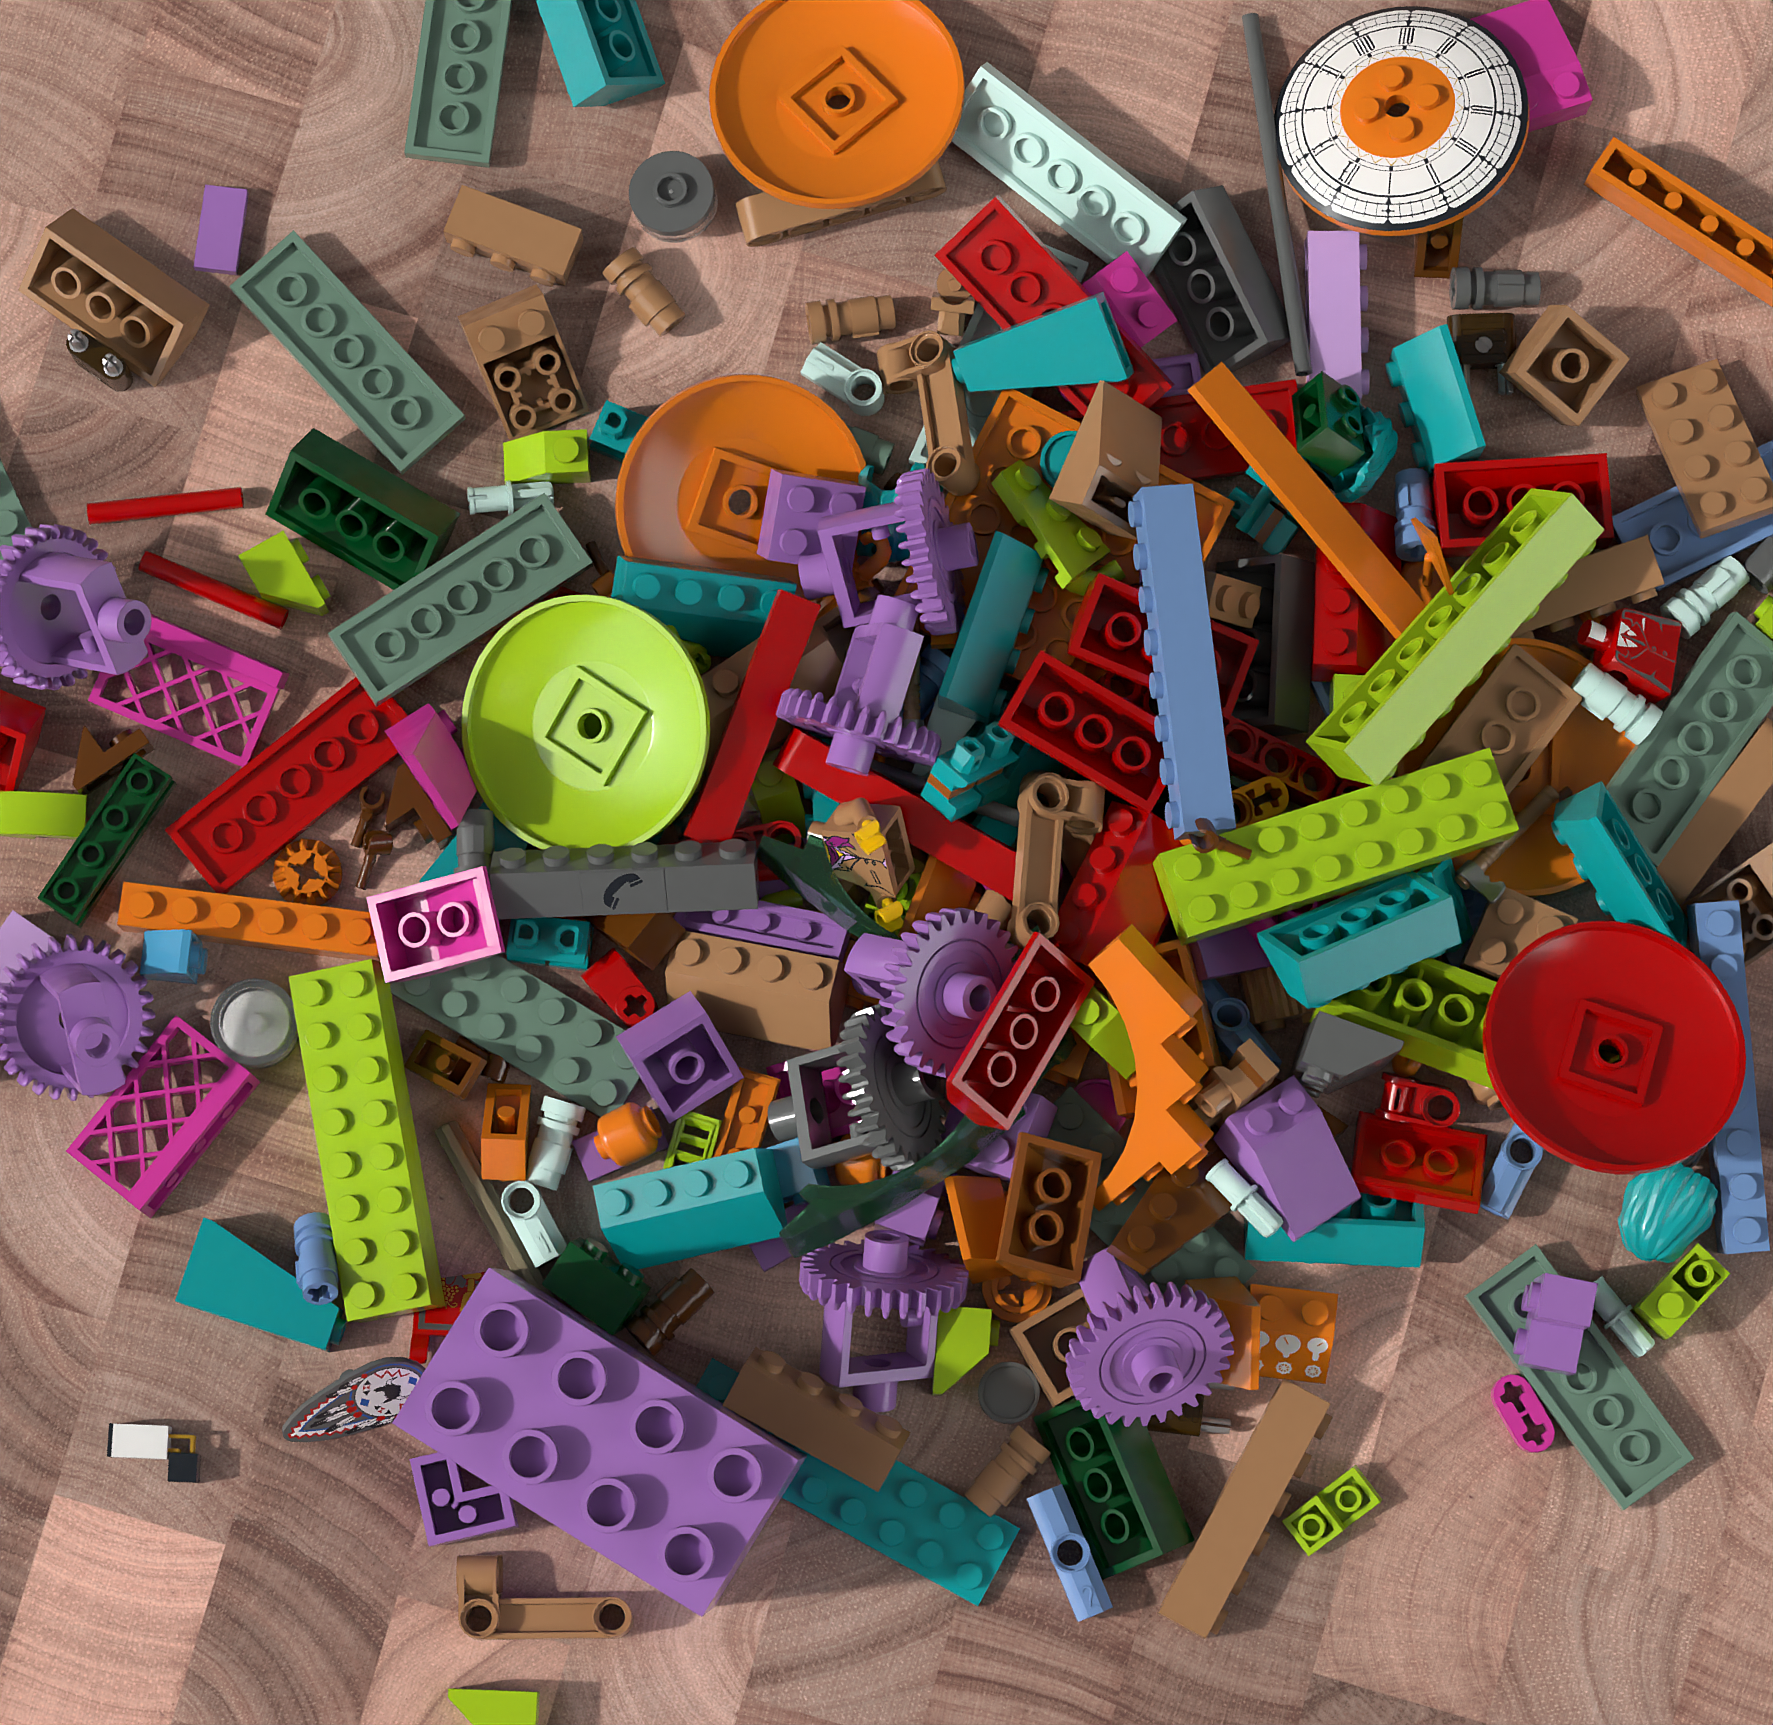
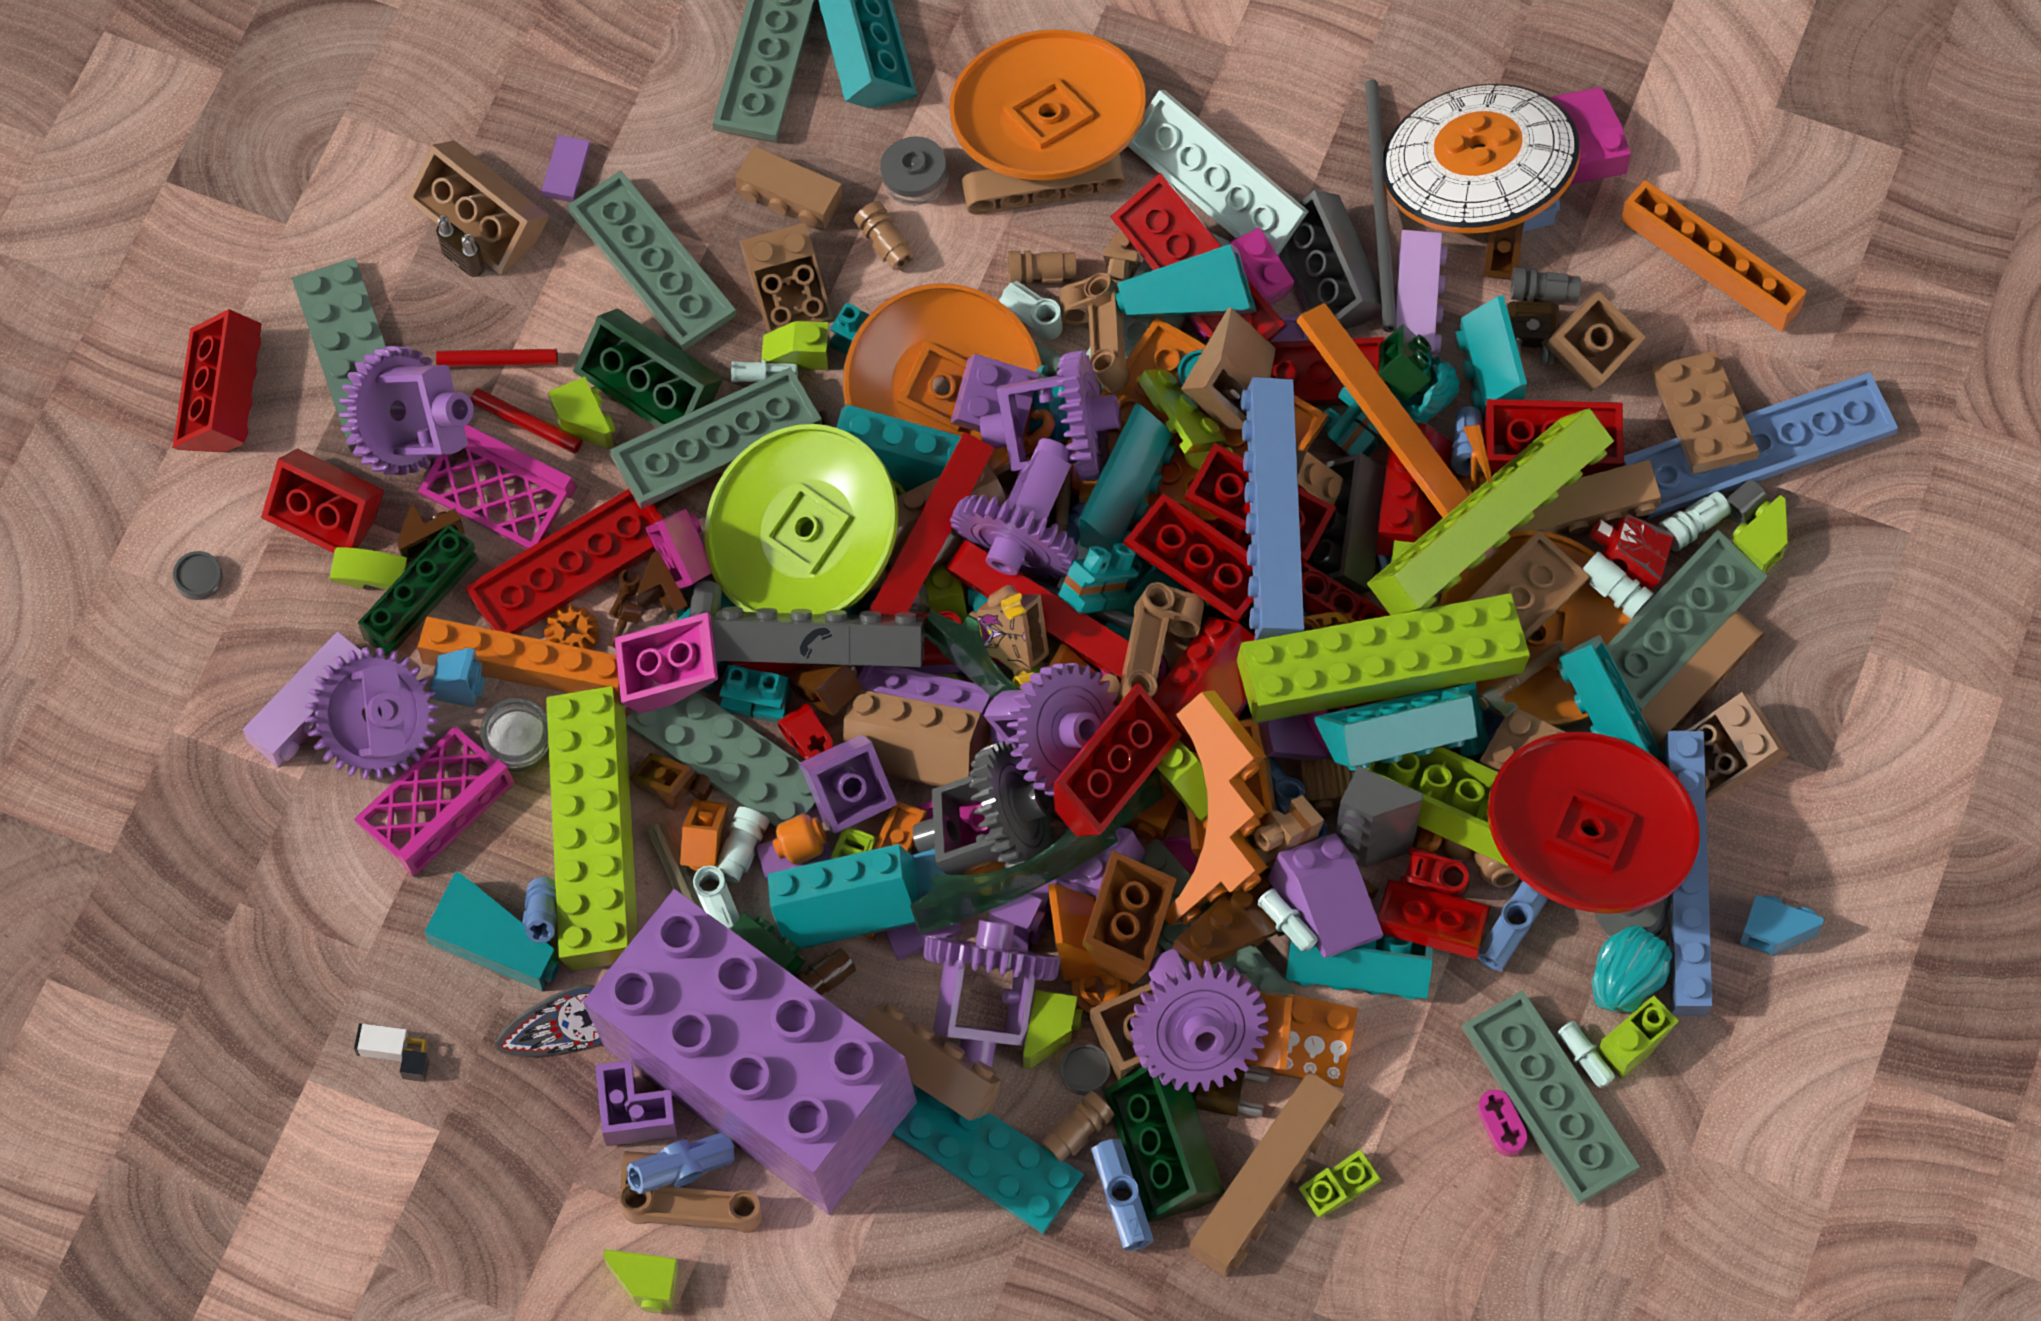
camera: 10 degrees right, 15 degrees down
(525, 1573) = (680, 1163): none -> medium blue piece
(1213, 841) = (1288, 635): reddish brown hand -> none
(1555, 1323) = (1535, 1035): medium lavender brick -> none

